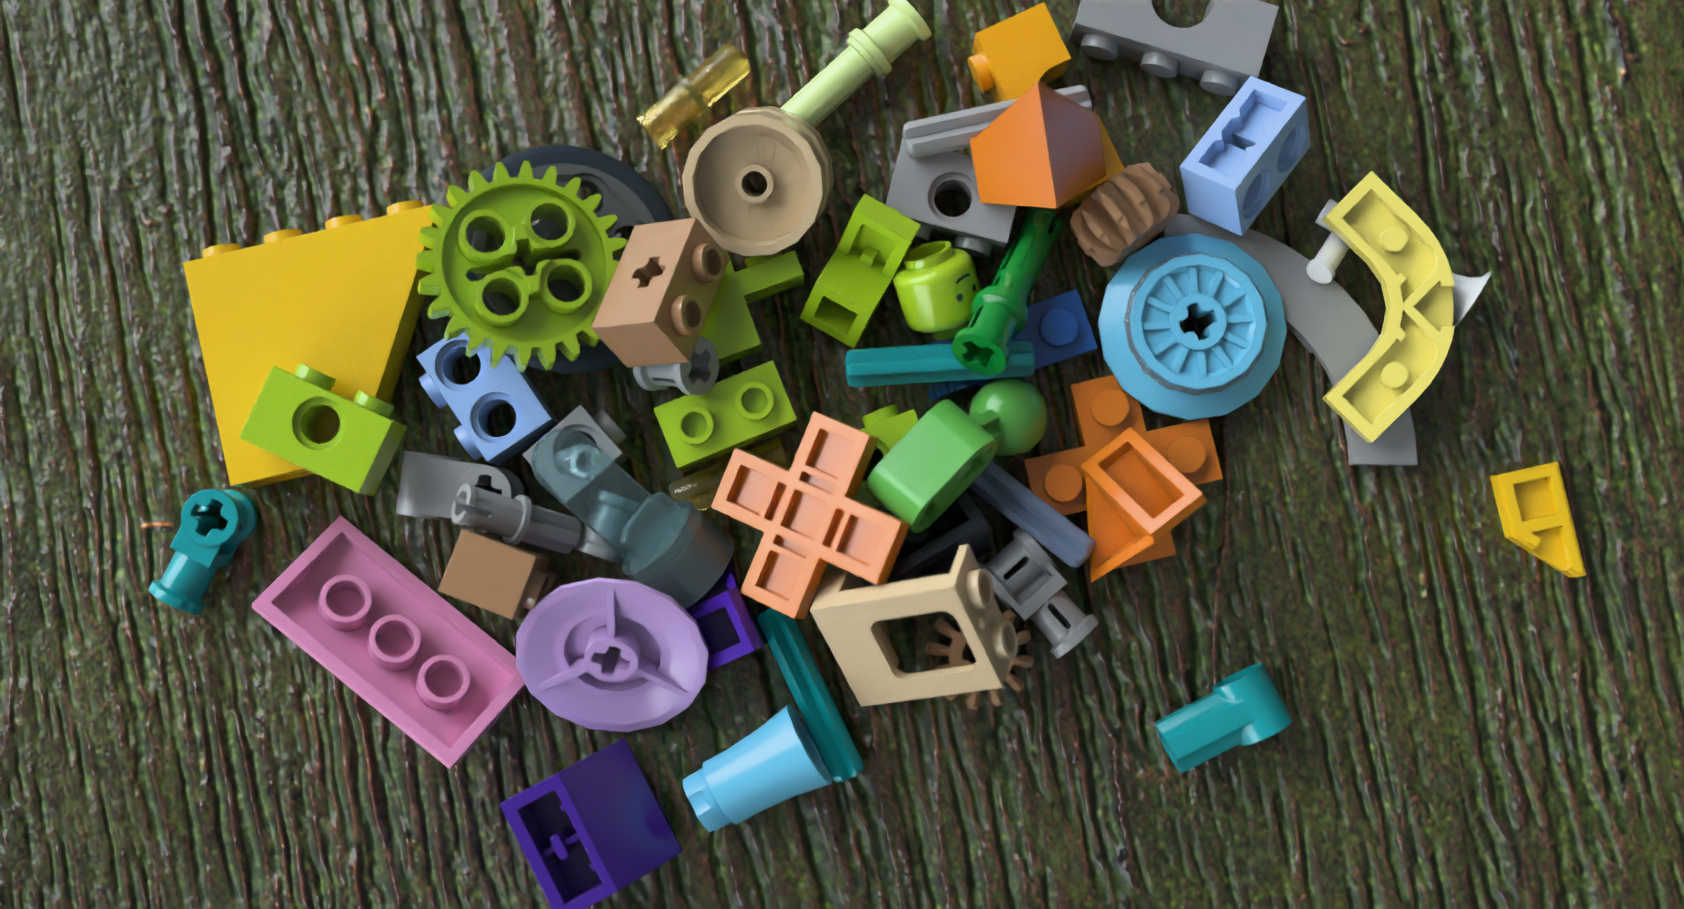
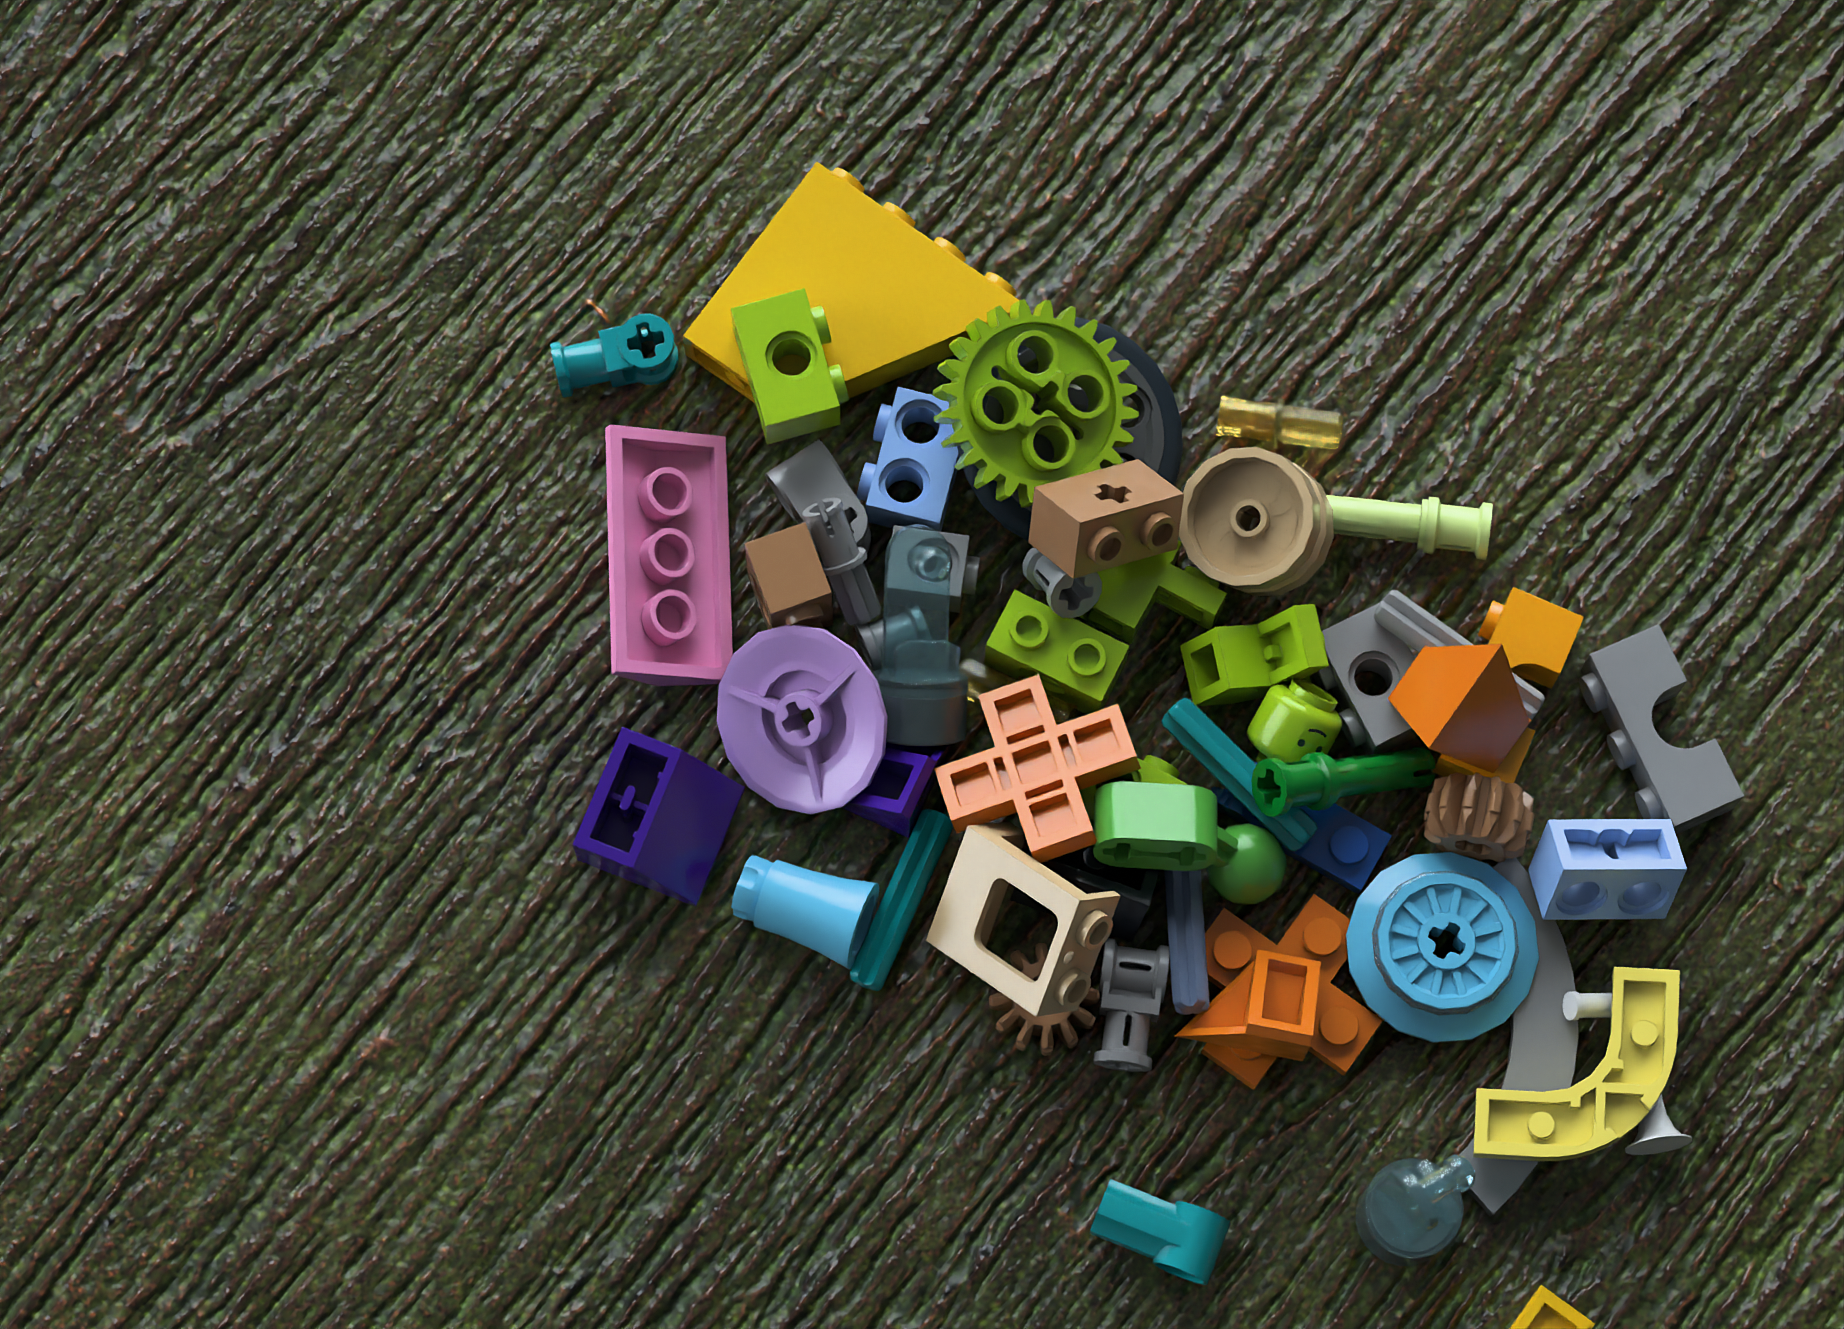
camera: 45 degrees right, 10 degrees down
(1374, 522) = (1413, 1208): none -> clear light blue piece

